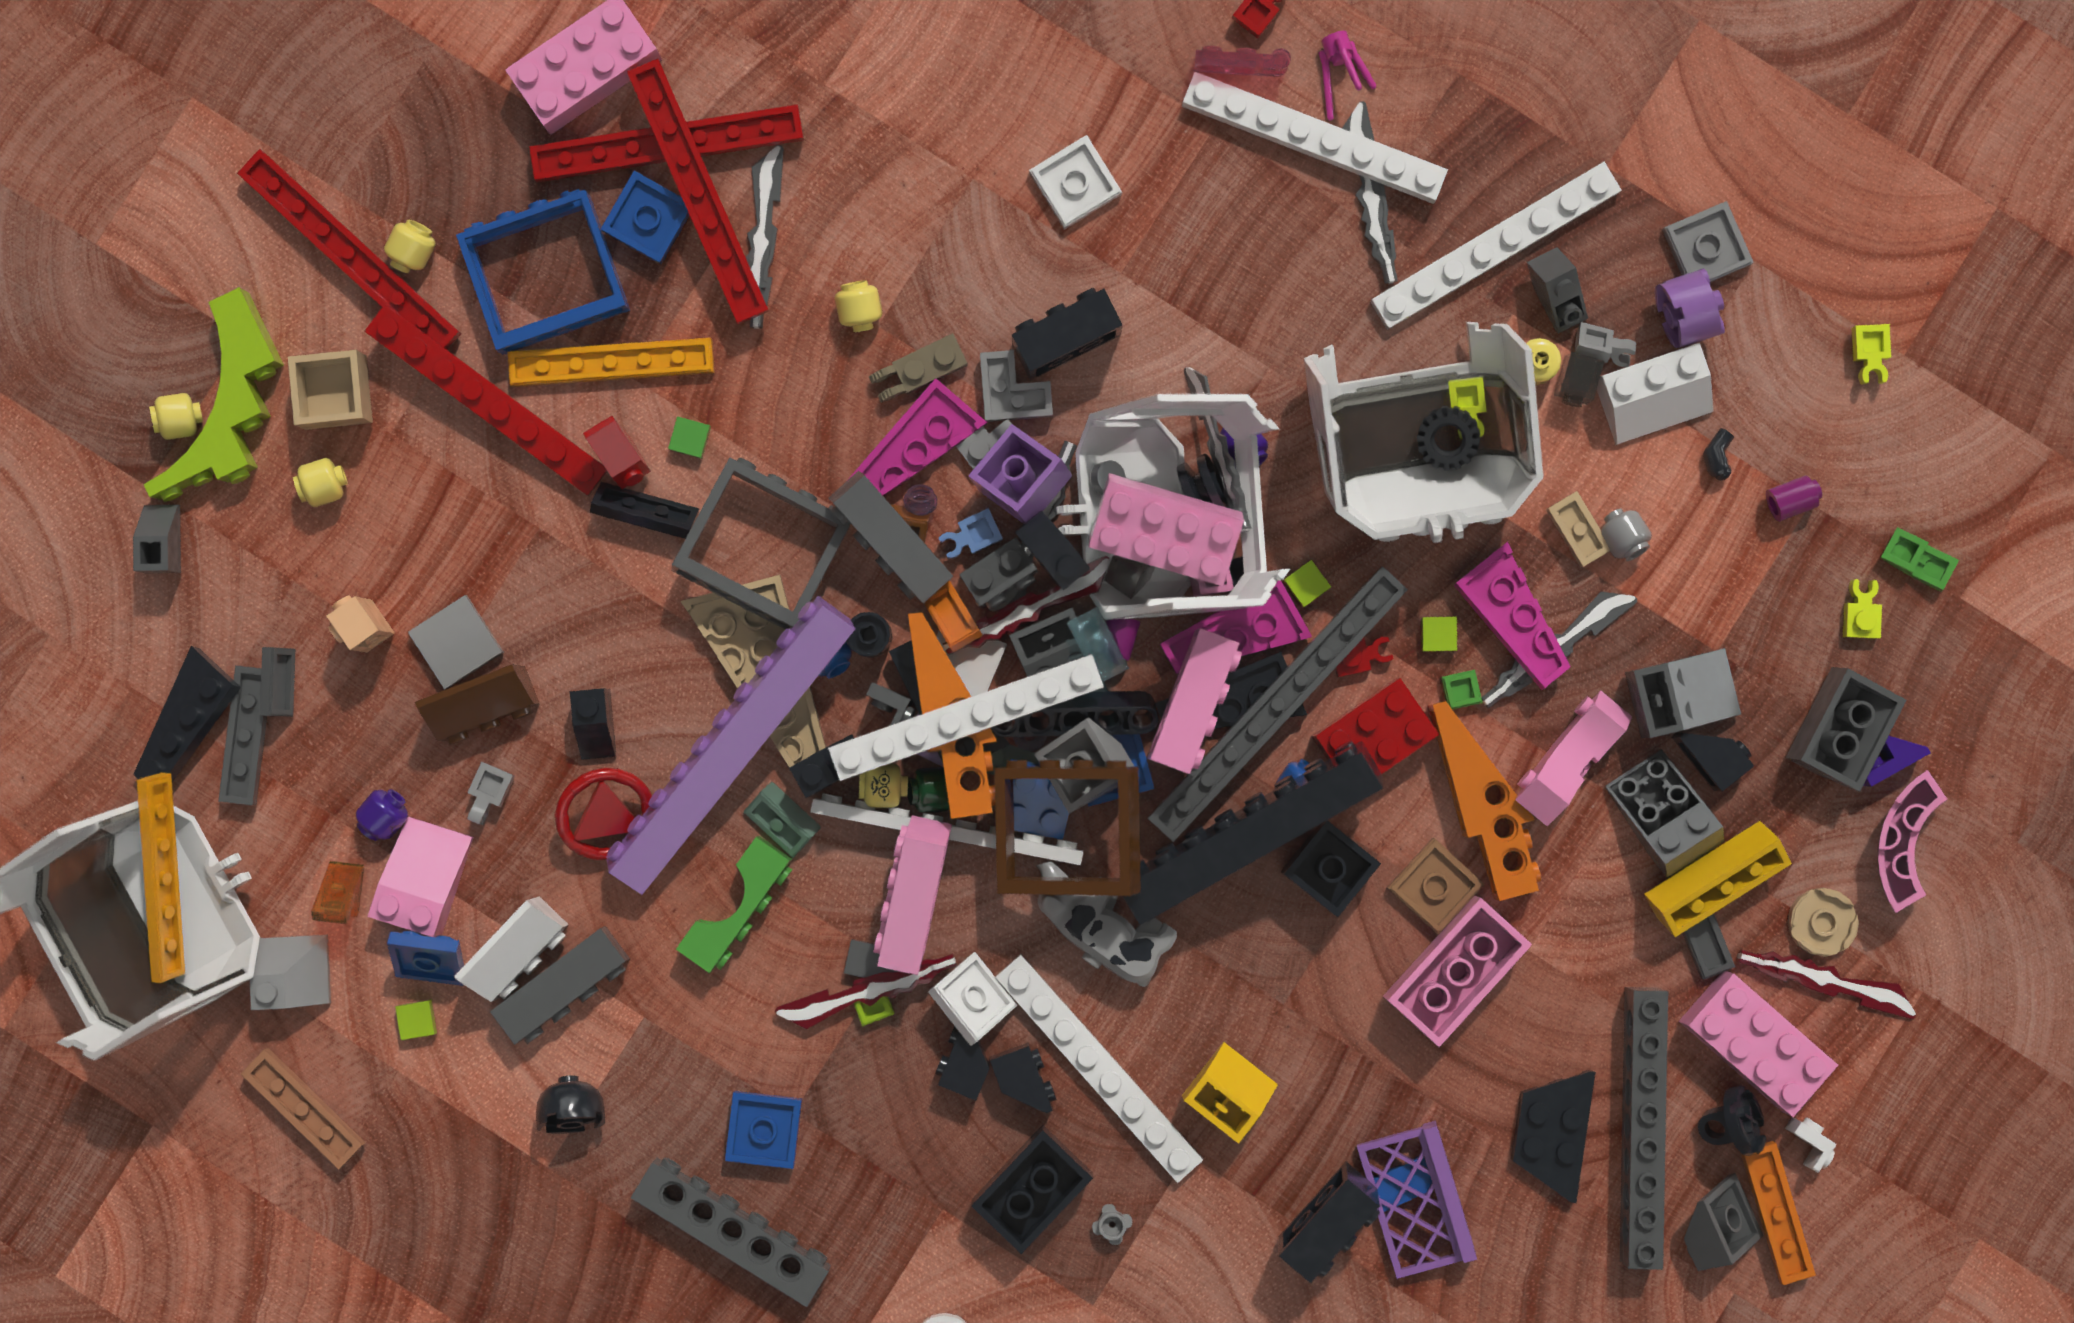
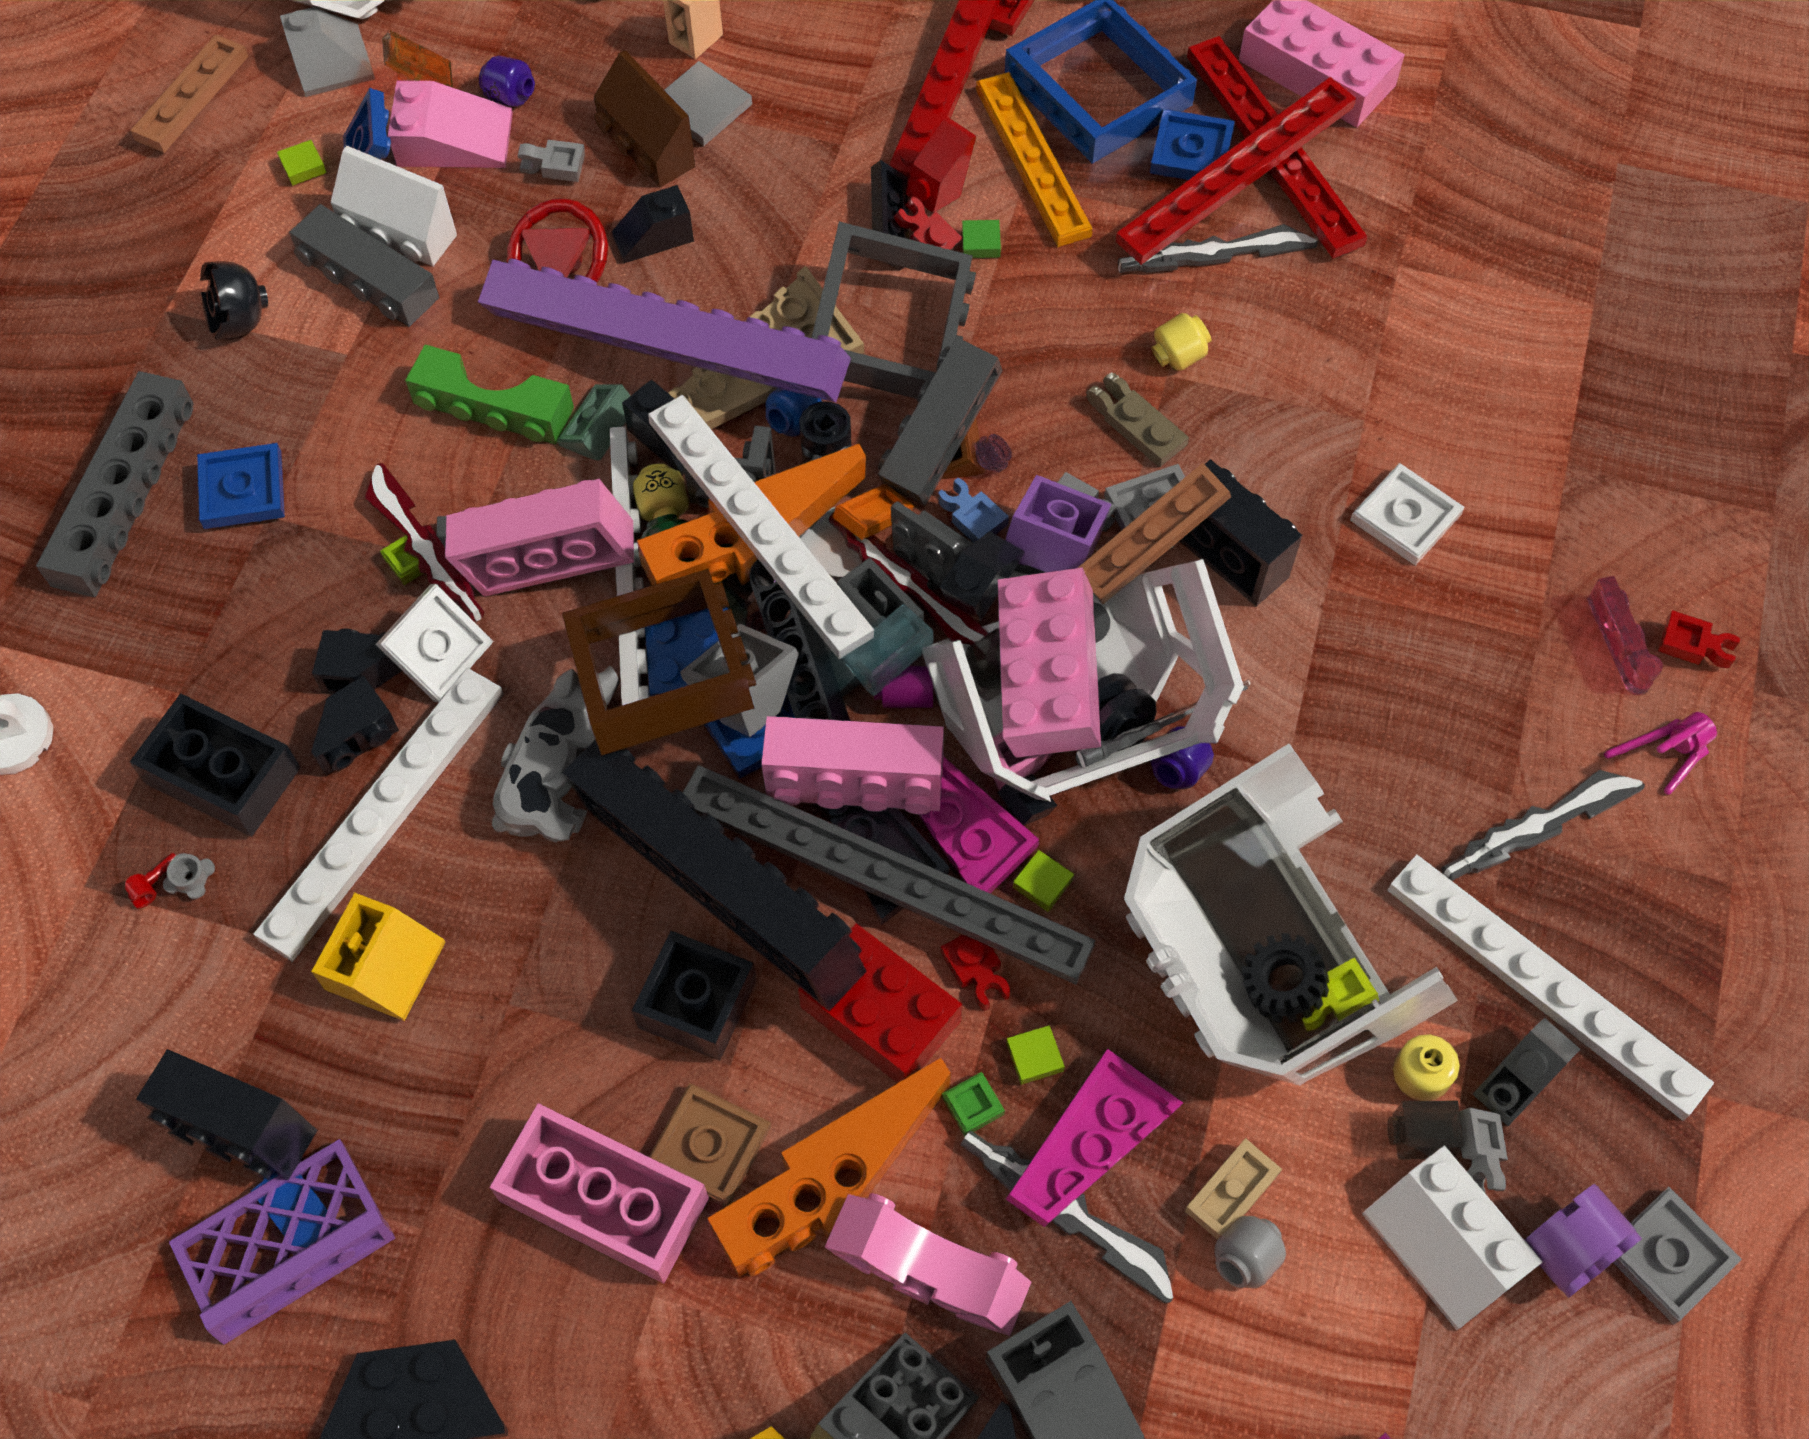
camera: 75 degrees right, 25 degrees down
(676, 480) = (926, 229): none -> red plate
(920, 437) = (1058, 434): dark pink wing -> none
(1066, 405) = (1154, 532): none -> nougat plate
(1114, 1262) = (139, 885): none -> red hand
(1314, 137) = (1576, 746): white plate -> none
(1715, 456) = (1400, 1348): black arm -> none

